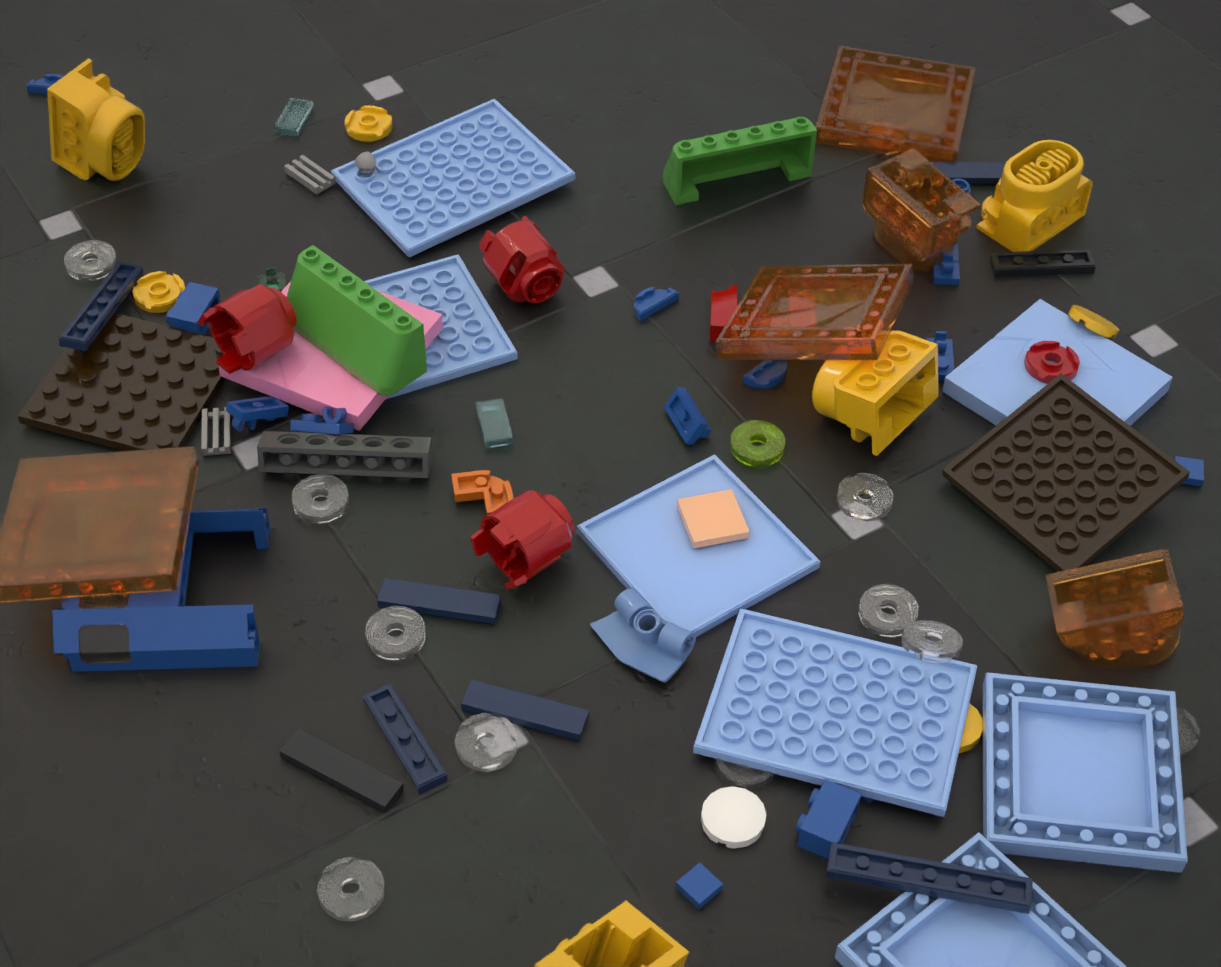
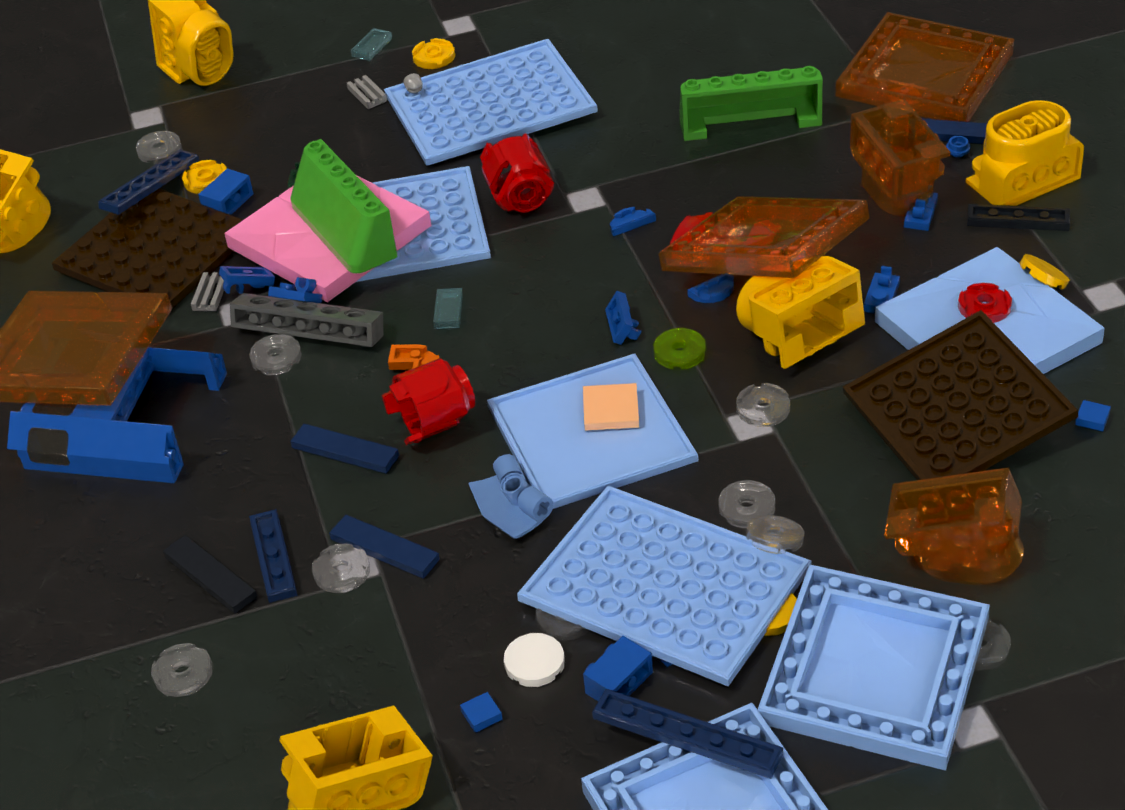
camera: 20 degrees right, 5 degrees down
(251, 327) = (253, 203): red piece -> none
(395, 619) = (301, 457): clear tile -> none

